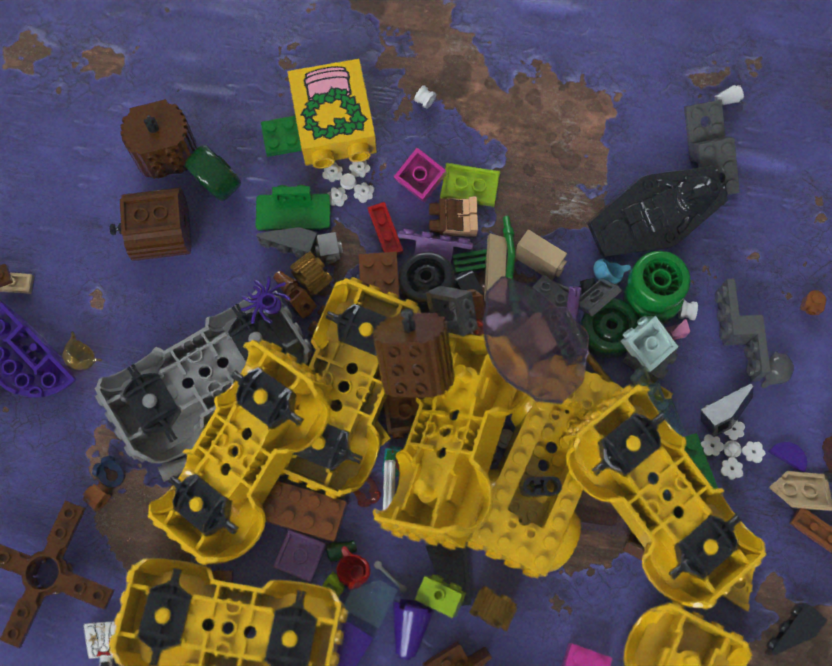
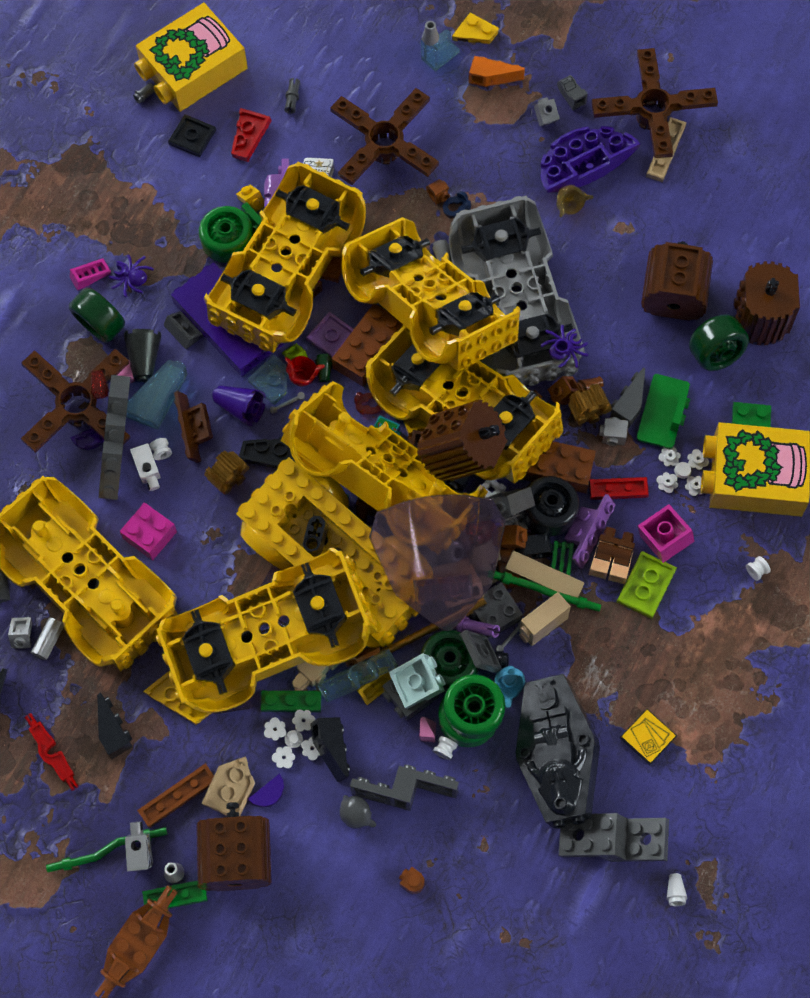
camera: 110 degrees right, 5 degrees down
(389, 482) = (368, 418): white axle -> none
(441, 595) = (253, 431): lime brick -> none
(608, 149) = (648, 737): none -> yellow tile

